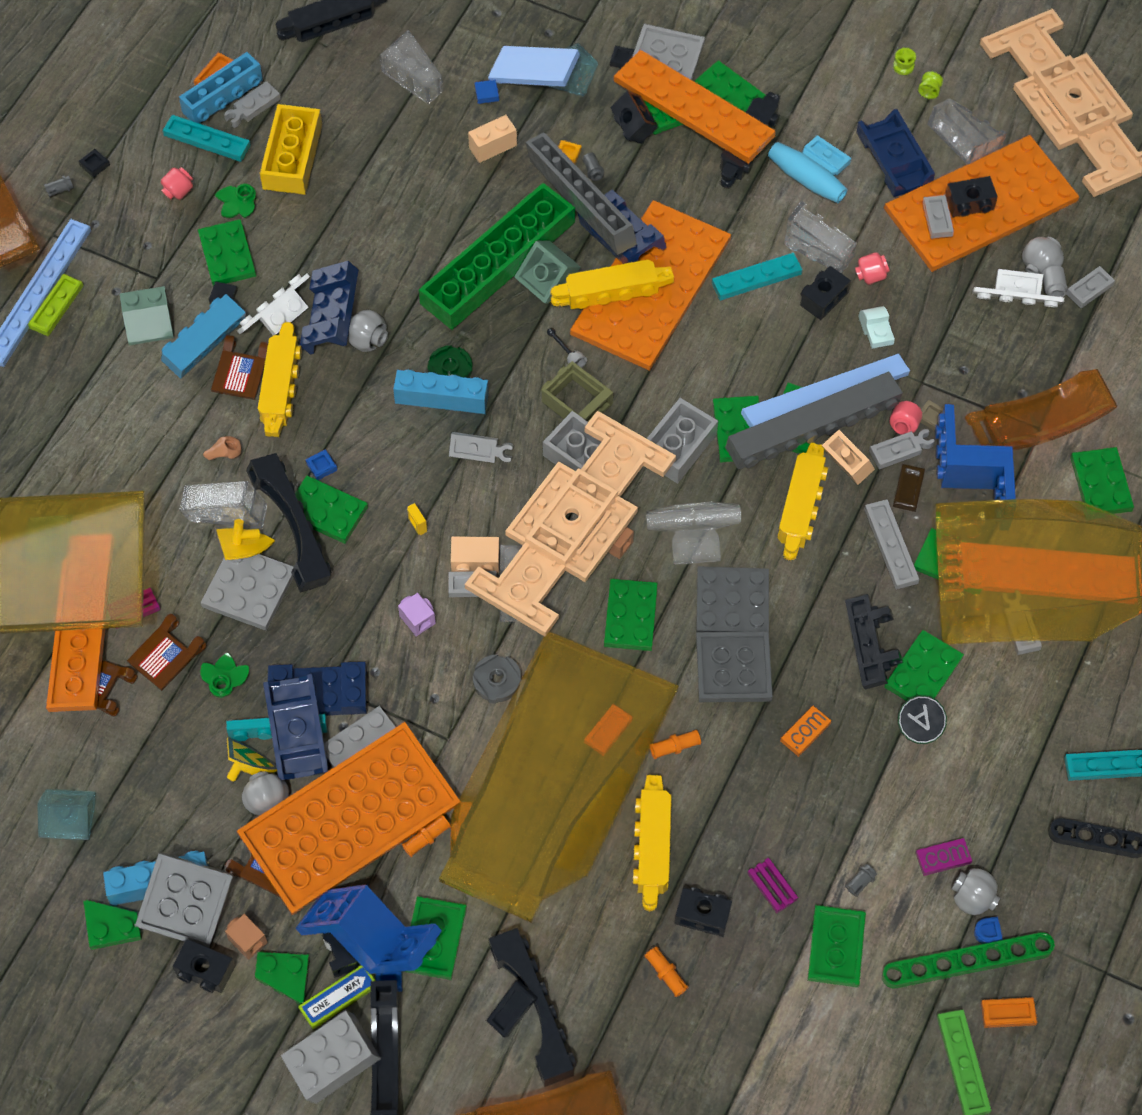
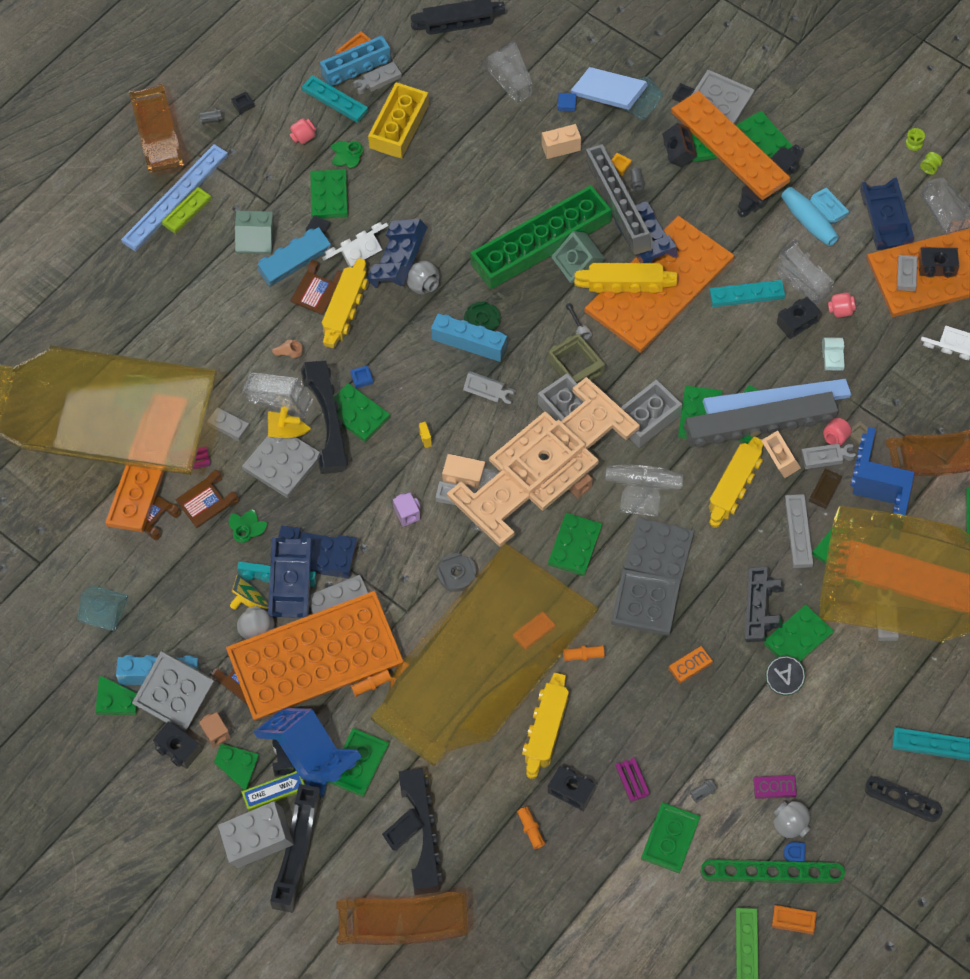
camera: 15 degrees right, 0 degrees up
(170, 555) = (228, 424): none -> light grey plate

